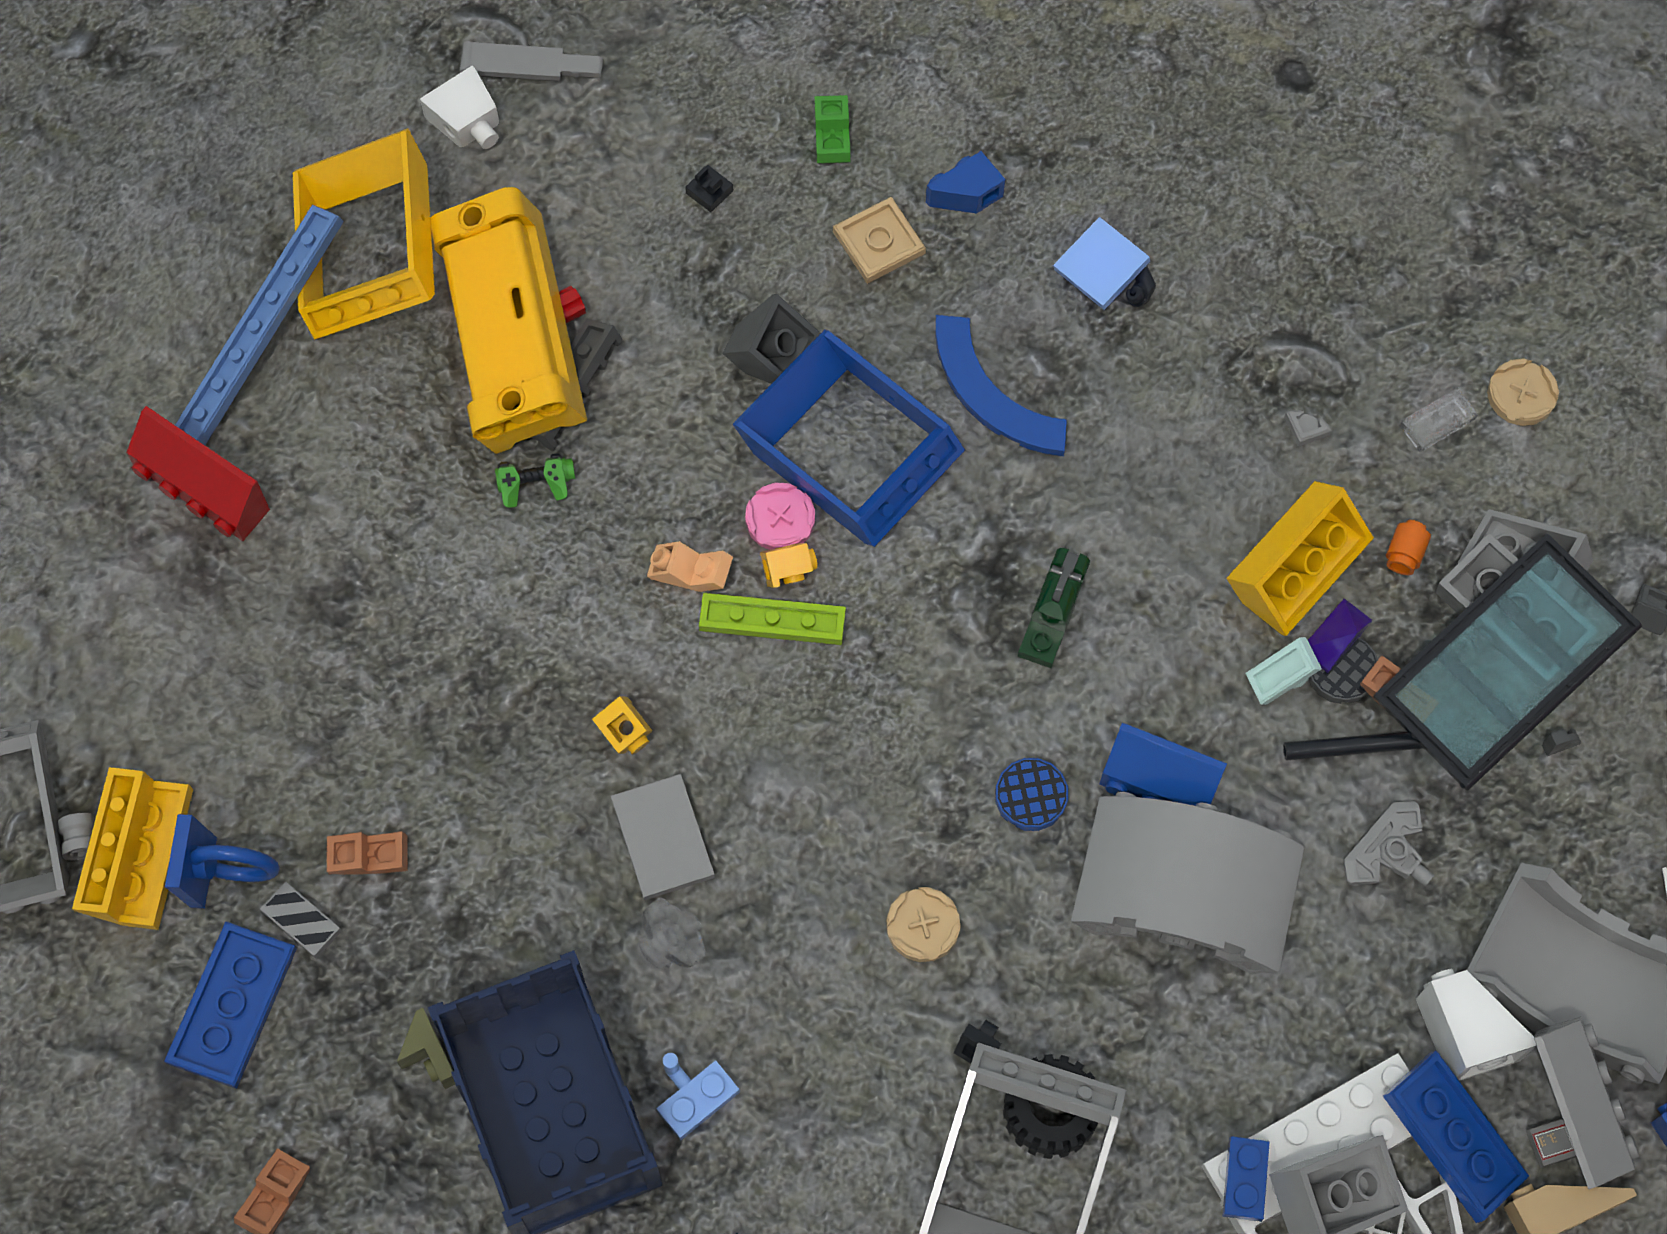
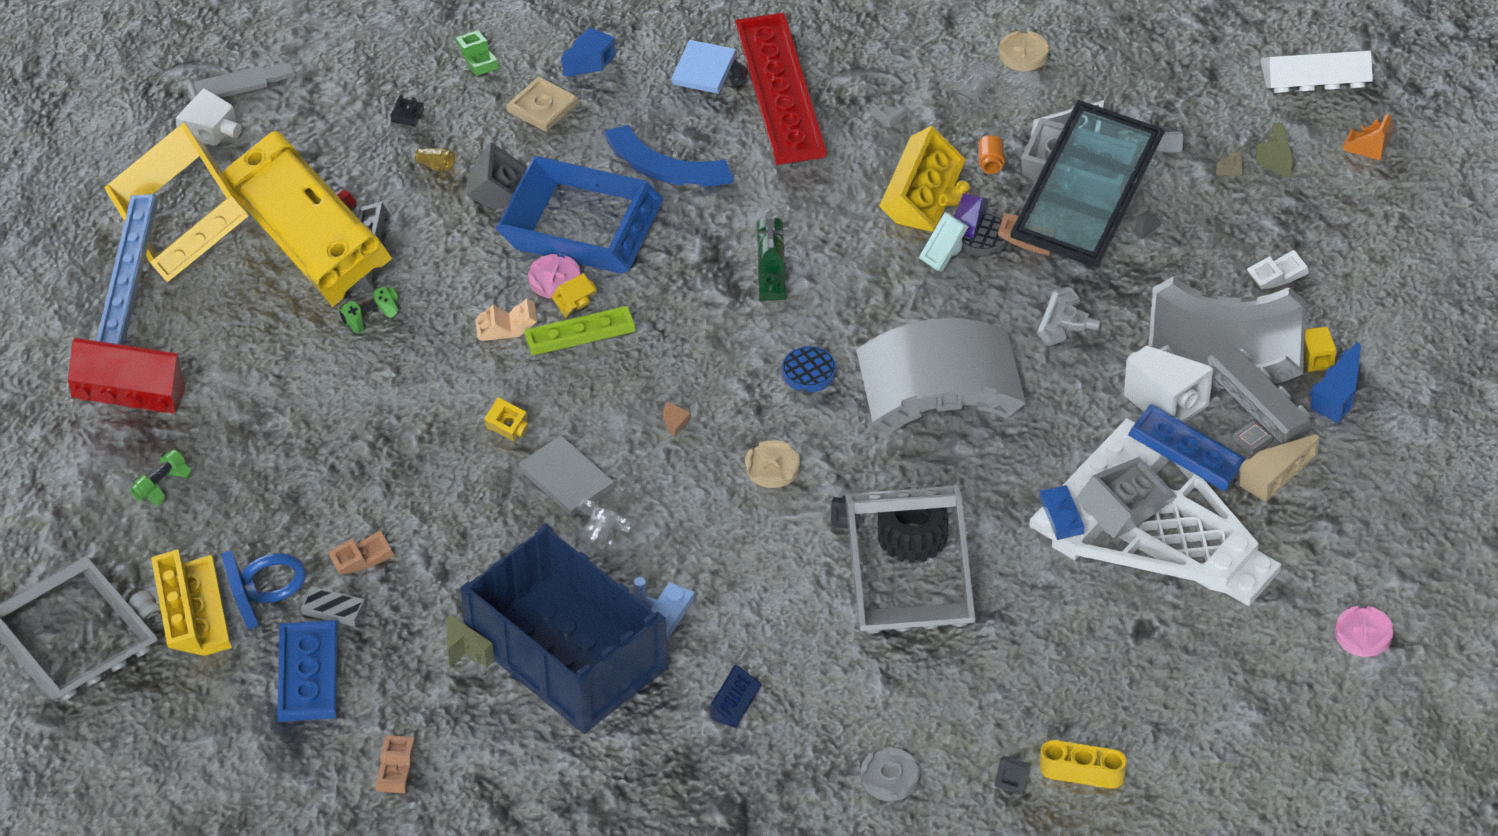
camera: 20 degrees left, 20 degrees down
(158, 645) = (146, 487): none -> bright green piece
(713, 280) = (436, 158): none -> clear yellow cone
(832, 802) = (675, 418): none -> nougat tile
(1160, 769) = (885, 310): blue slope -> none
(1183, 335) = (780, 89): none -> red plate
(1341, 589) = (954, 198): none -> yellow arm
(1349, 745) = (1011, 272): black piece -> none

